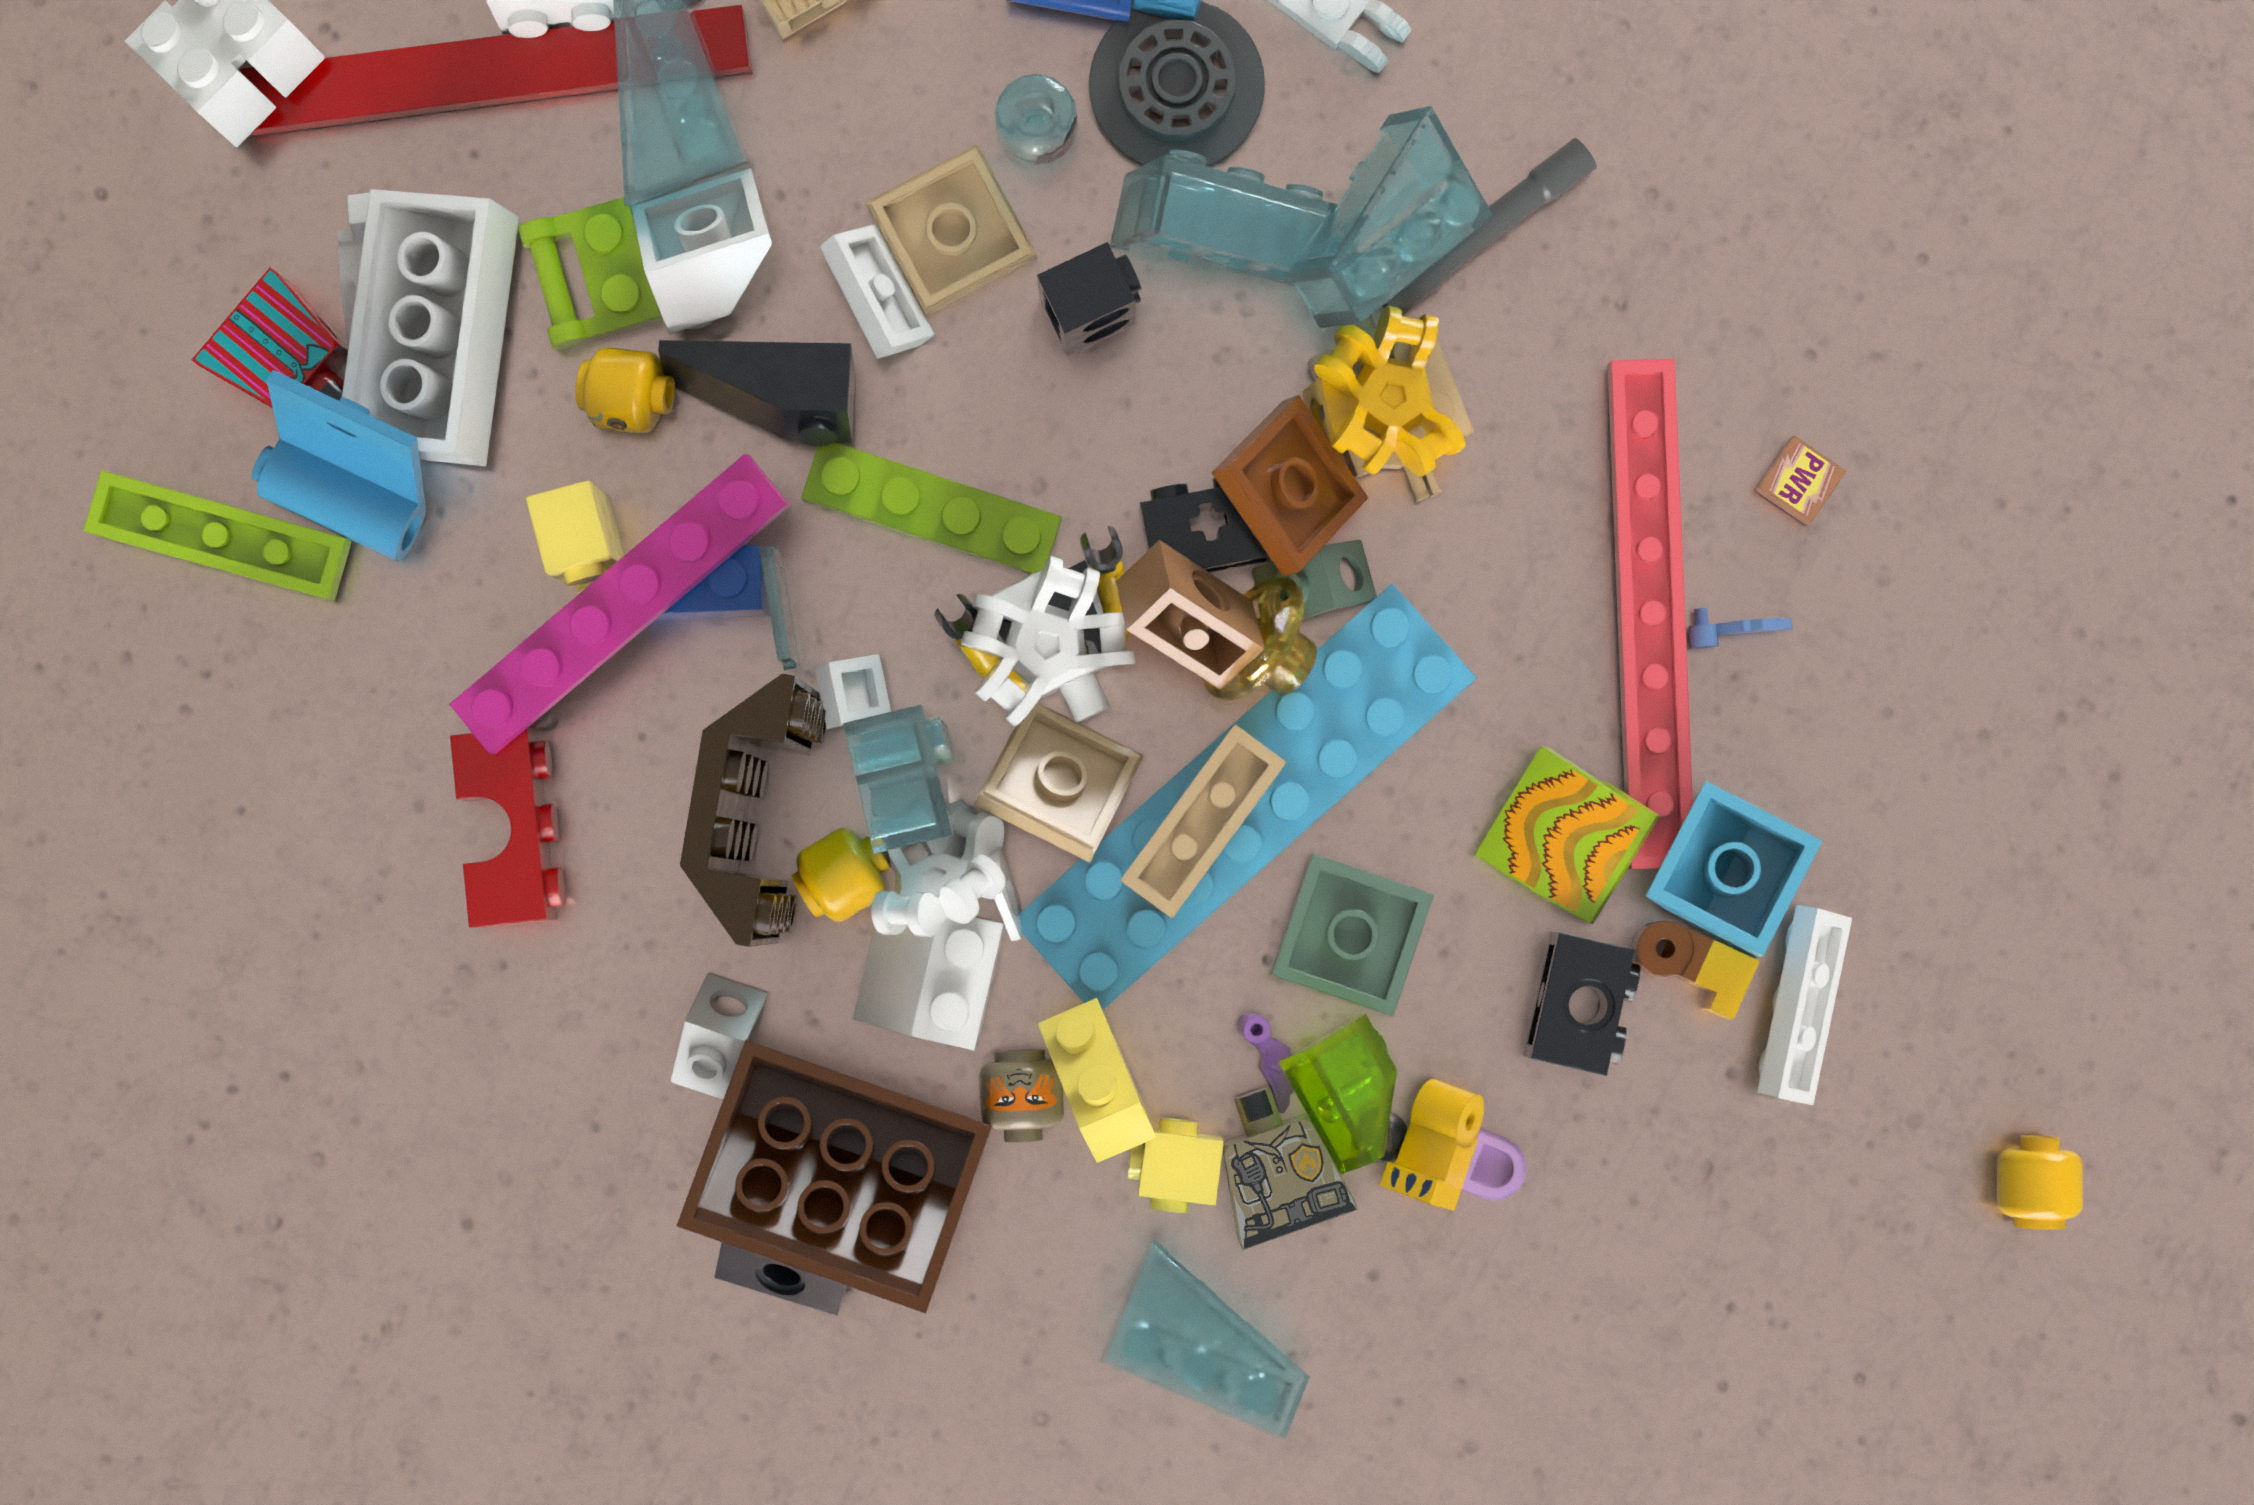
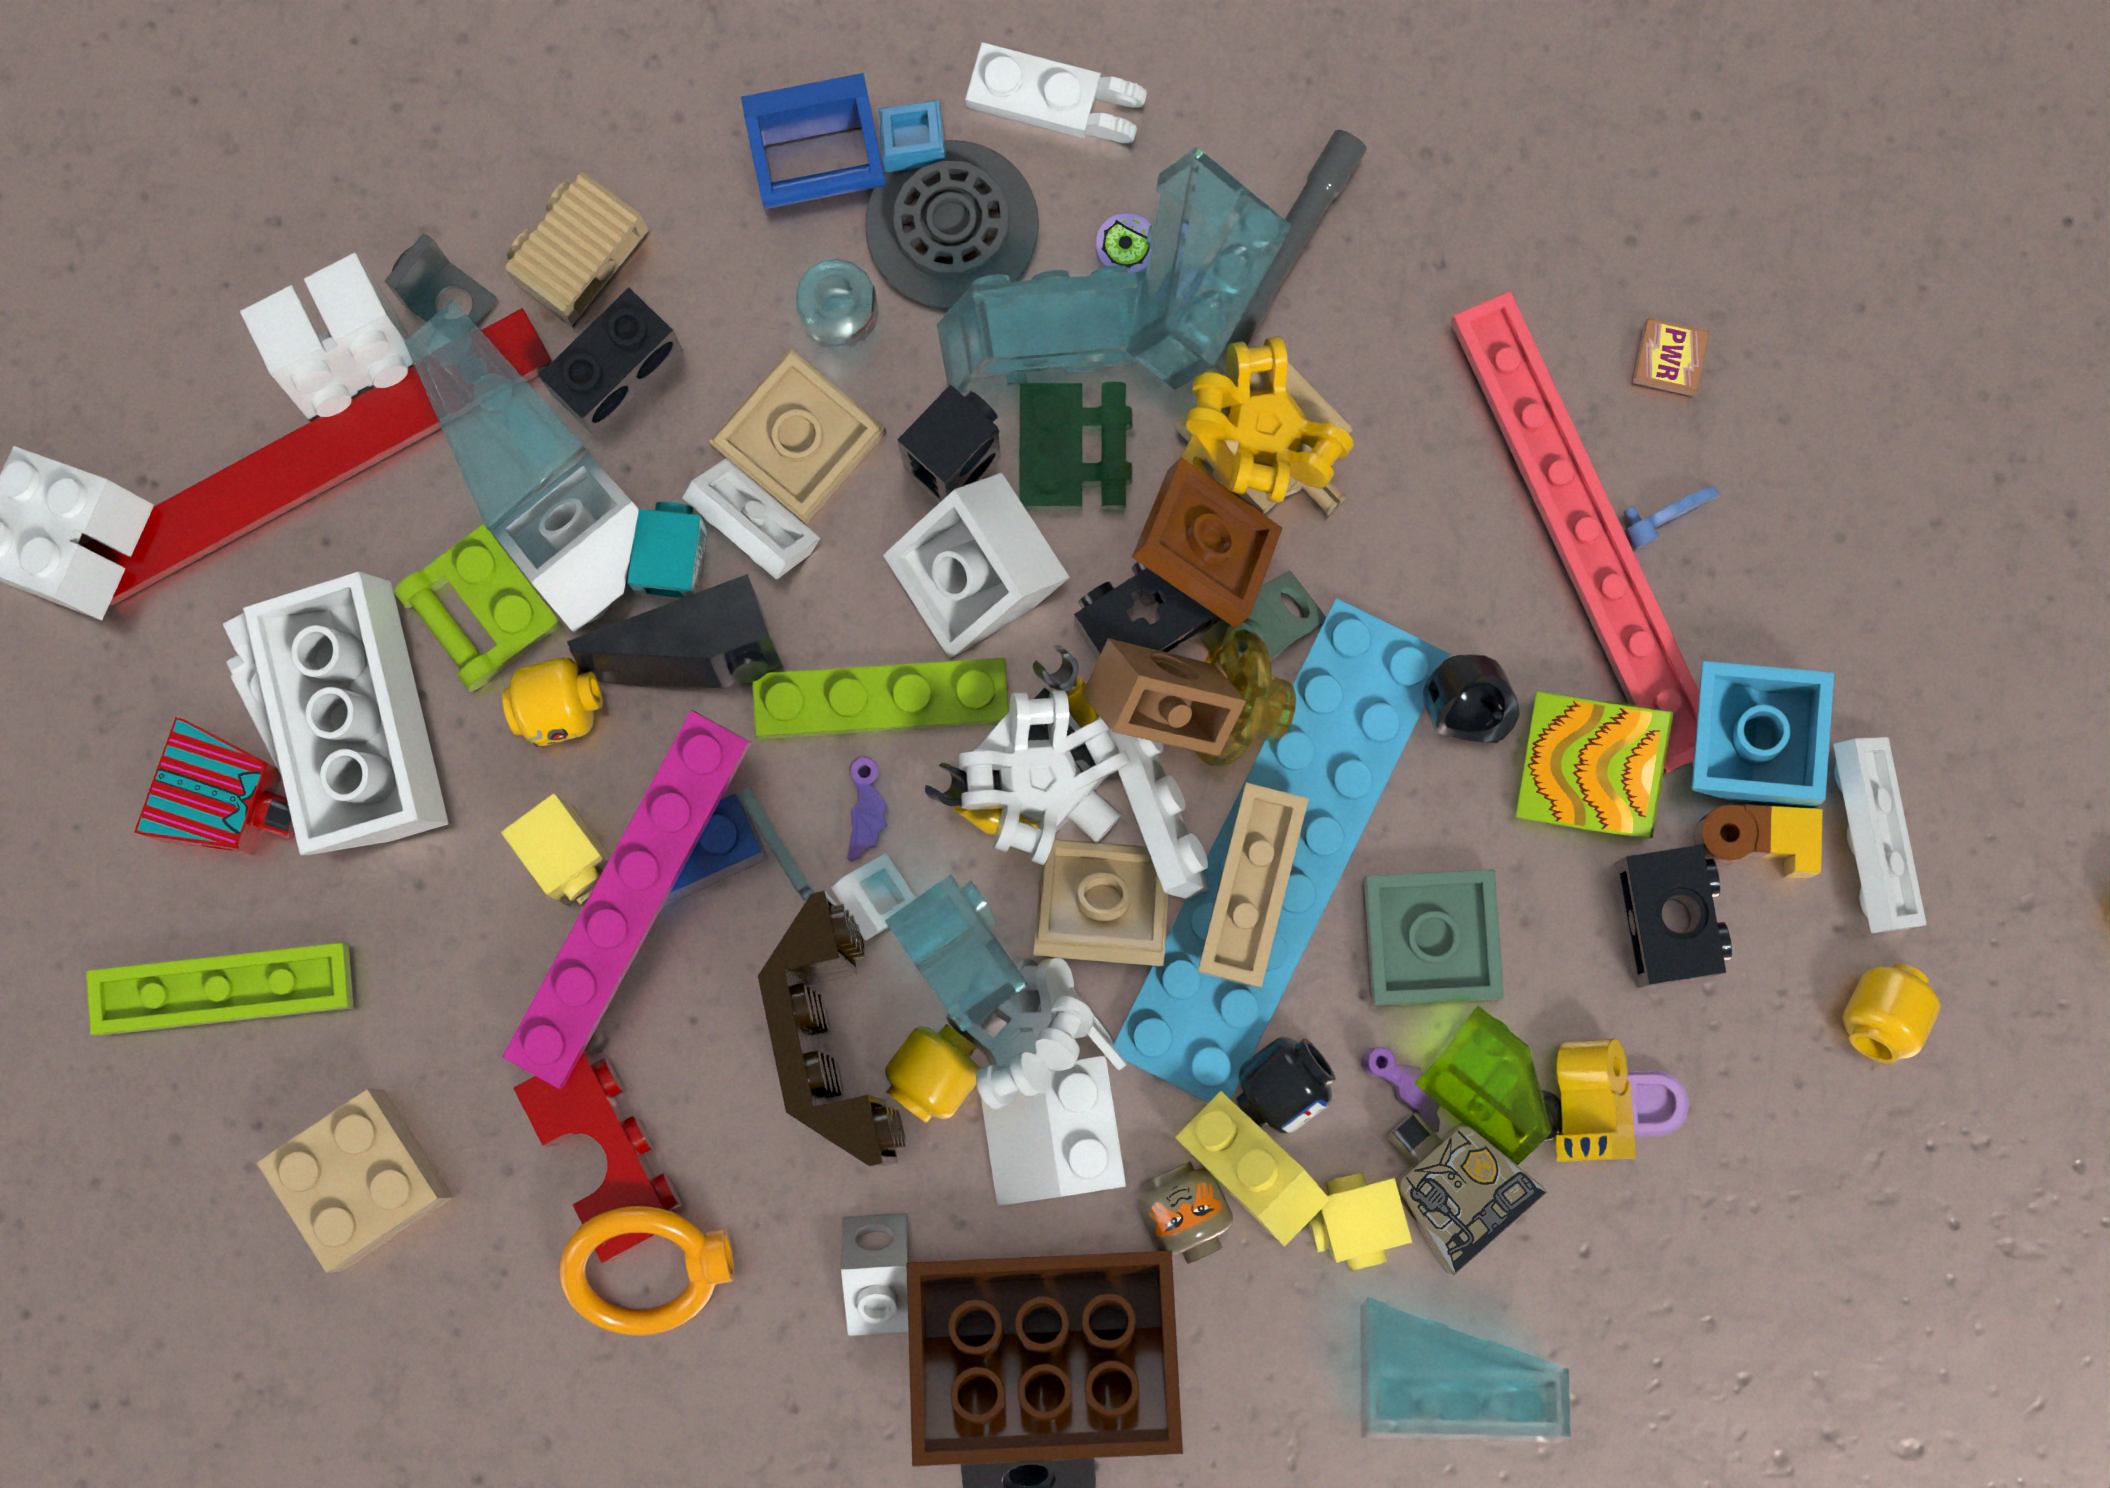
camera: 15 degrees left, 5 degrees down
(274, 761) = (354, 1180): none -> tan brick
(342, 469) = (315, 876): dark azure door -> none
(566, 963) = (706, 1259): none -> light orange piece
(787, 291) = (667, 551): none -> teal brick
(803, 90) = (611, 361): none -> black brick
(880, 607) = (868, 812): none -> medium lavender piece
(1068, 417) = (975, 564): none -> white slope
(1144, 714) = (1157, 808): none -> white plate
(1159, 1015) = (1285, 1084): none -> black head
(1187, 332) = (1052, 446): none -> clear green plate
(1329, 166) = (1123, 242): none -> tile
(1474, 726) = (1466, 699): none -> black piece
(1745, 1172) = (1891, 1013): none -> yellow head

